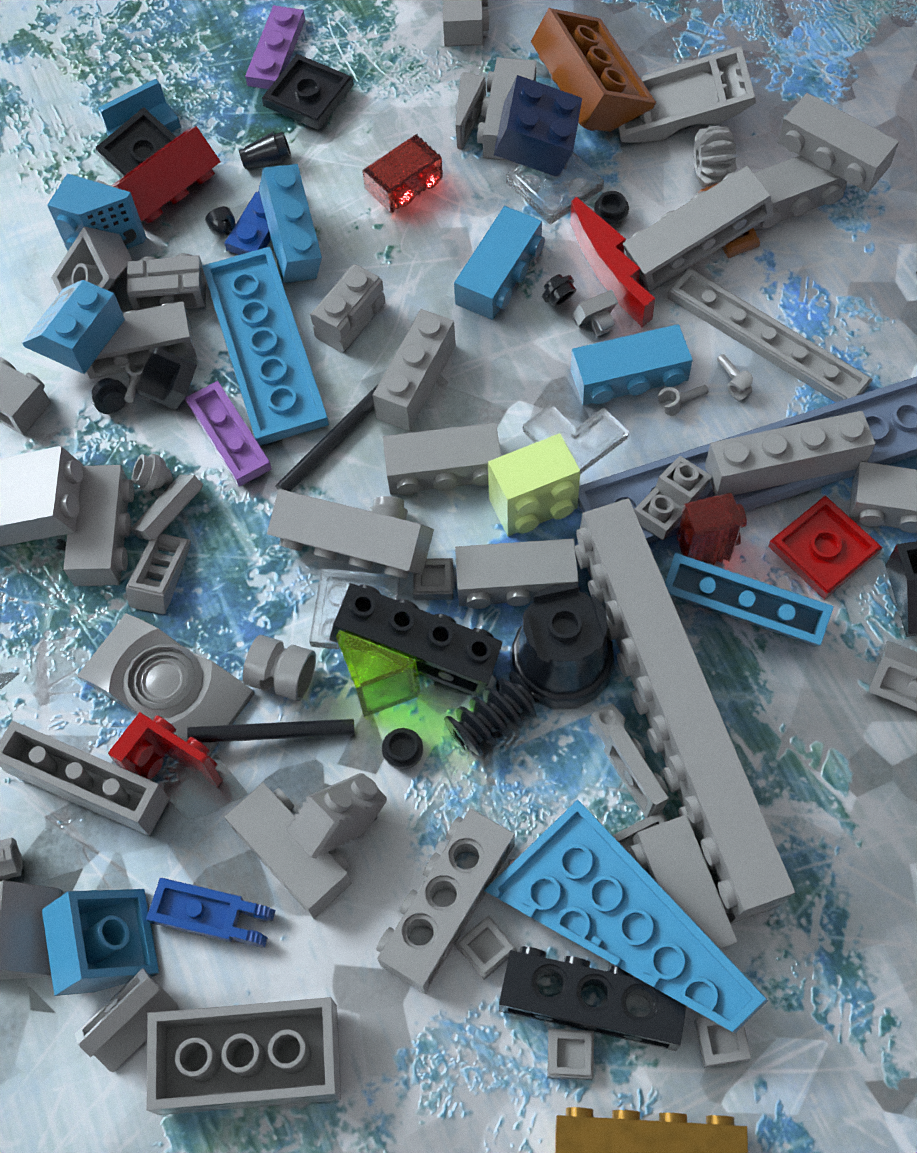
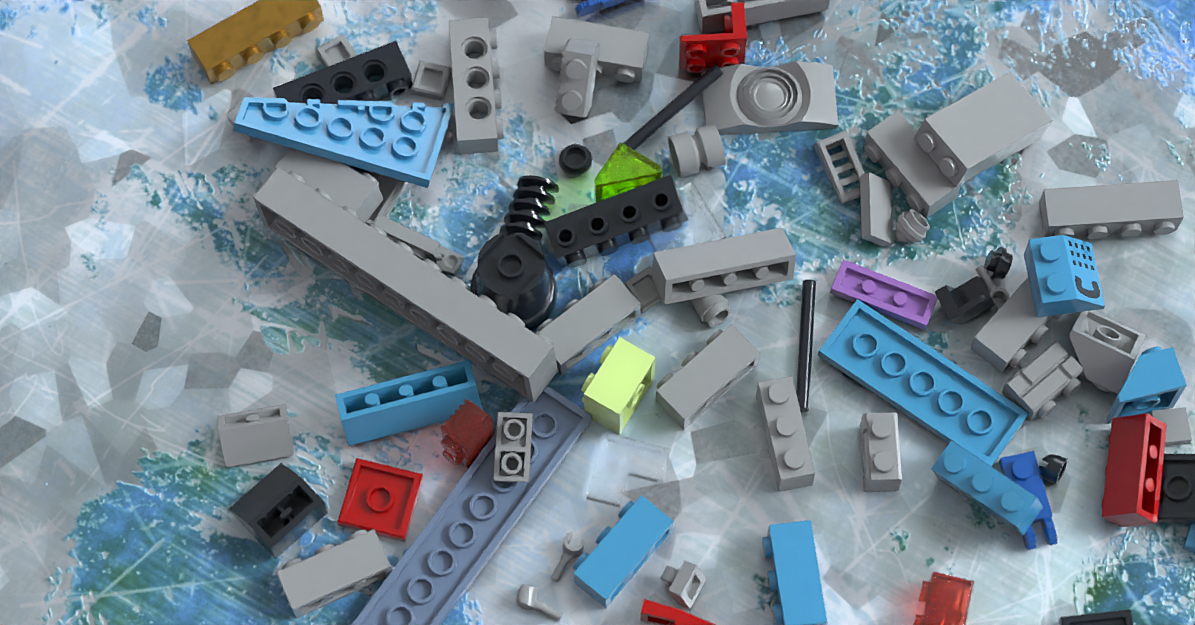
camera: 140 degrees right, 5 degrees up
(266, 151) = (1077, 562): black cone -> none
(559, 290) = (729, 585): black plate -> none
(789, 454) = (446, 530): light grey brick -> none

